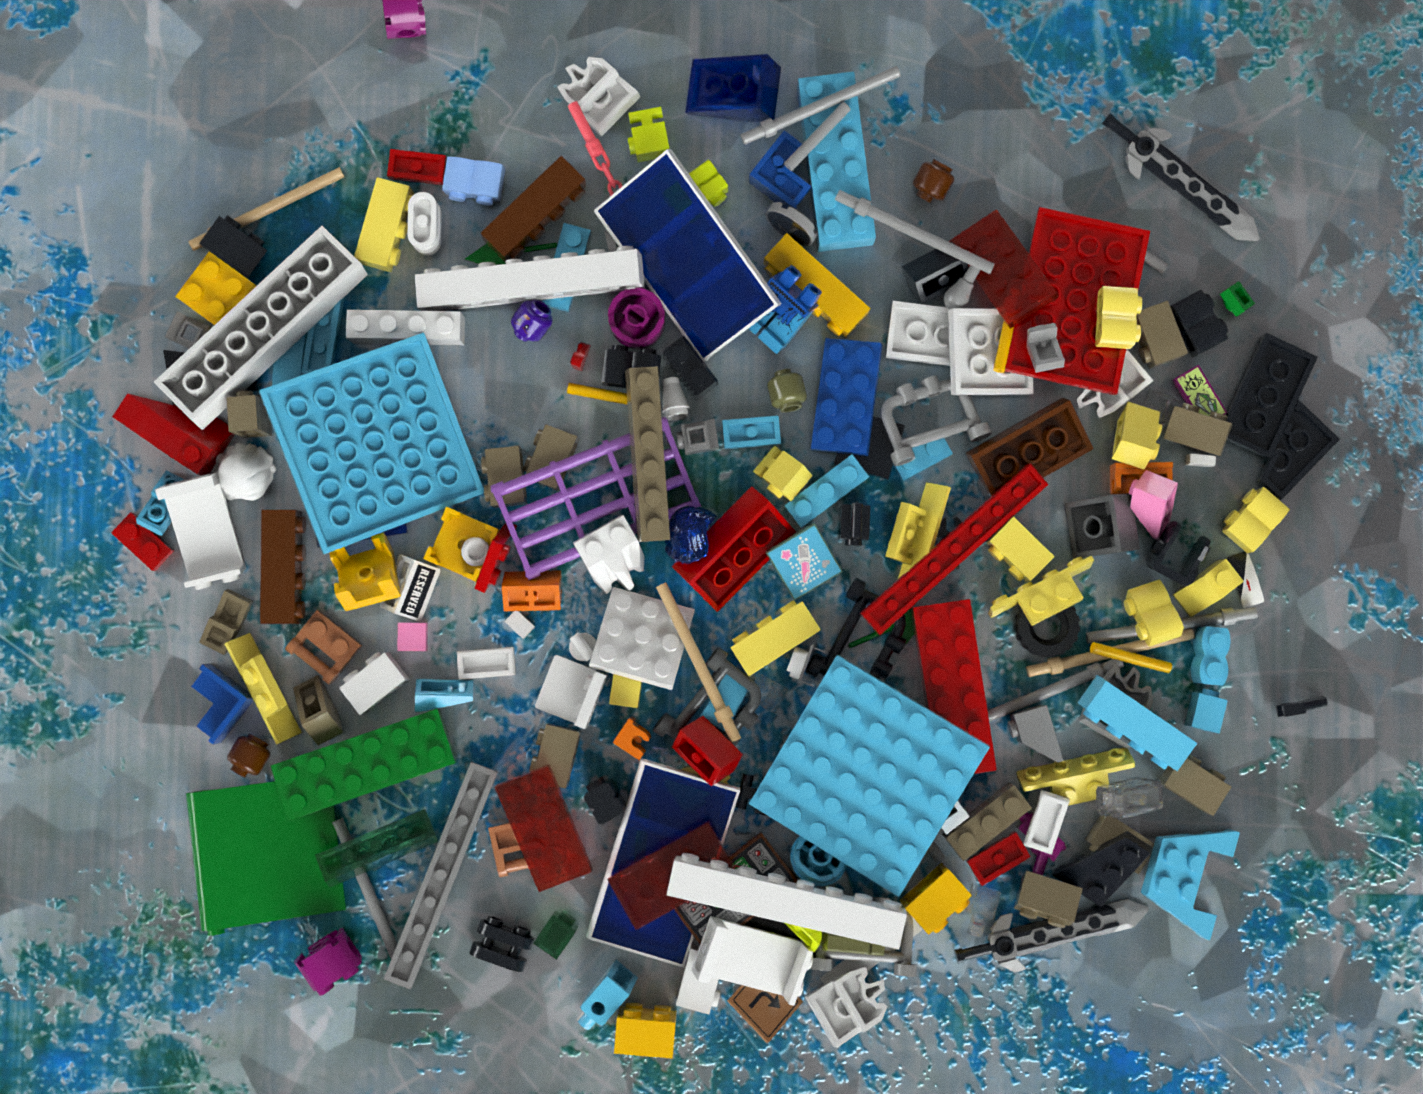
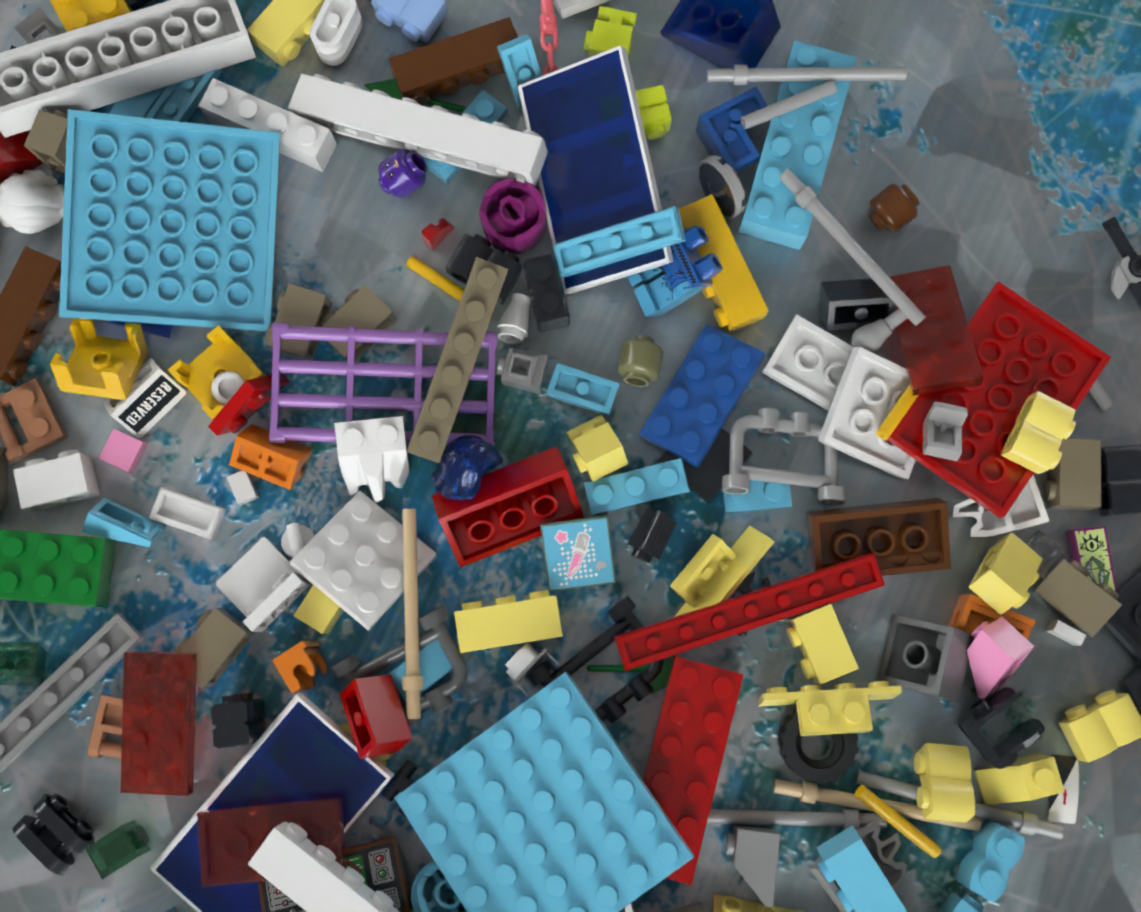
camera: 20 degrees right, 5 degrees down
(587, 192) = (519, 63): none -> medium azure plate
(732, 306) = (619, 242): none -> medium azure tile

